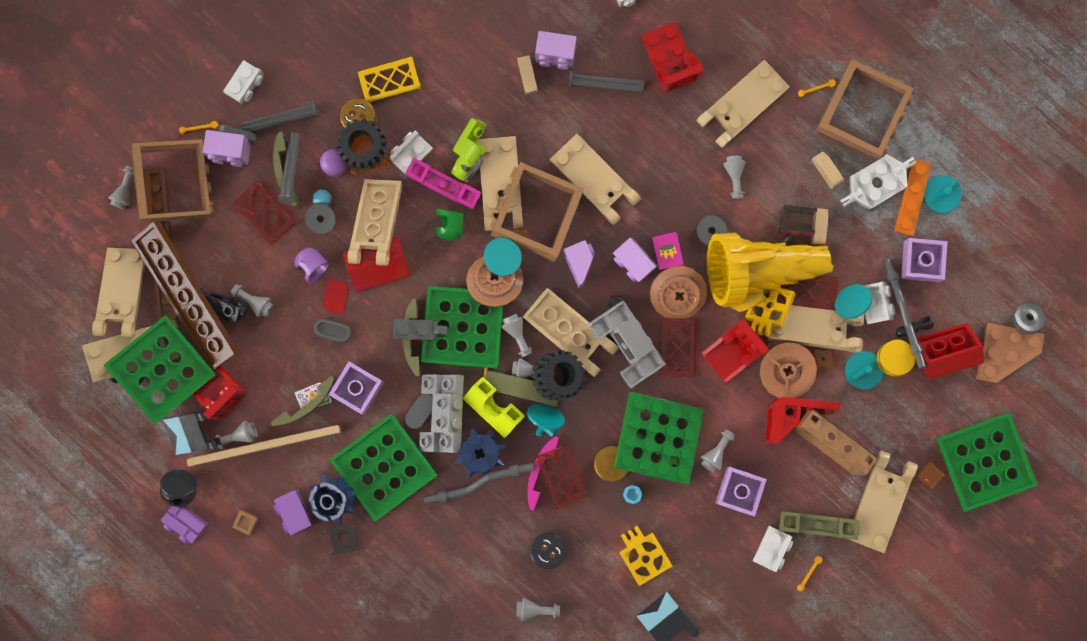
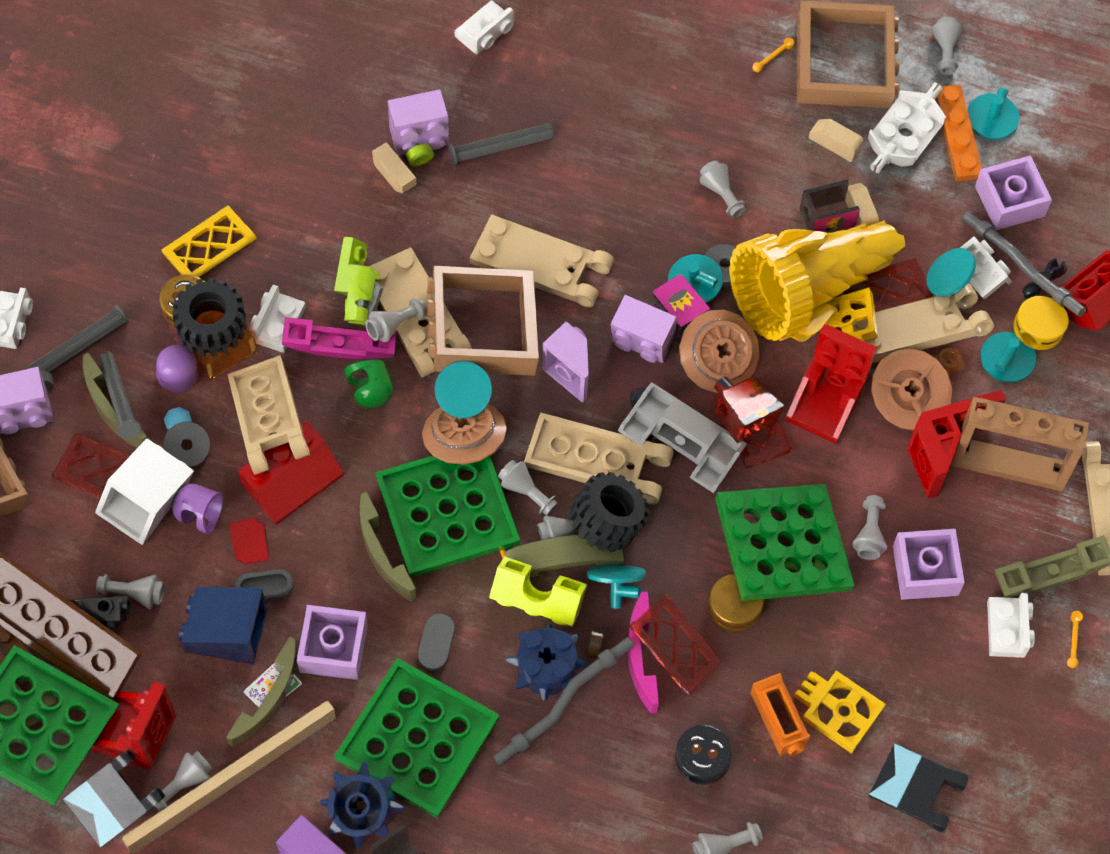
camera: 30 degrees left, 20 degrees down
(282, 240) = (143, 491): none -> white slope
(297, 348) = (224, 623): none -> dark blue slope
(417, 329) = (387, 528): dark grey hinge -> none
(446, 413) = (475, 626): light grey bracket -> none
(472, 189) = (383, 324): none -> light grey piece
(514, 454) = (595, 643): none -> dark brown tile
(549, 70) = (420, 154): none -> lime tile
(605, 568) = (791, 743): none -> orange window
(632, 494) = (783, 632): medium azure tile -> none
(671, 58) = (572, 87): red bracket -> none
(675, 341) = (745, 408): none -> clear red torso
(690, 233) = (701, 274): none -> teal shield
(745, 101) = (691, 101): tan hinge -> none
(941, 121) = (947, 33): none -> light grey piece

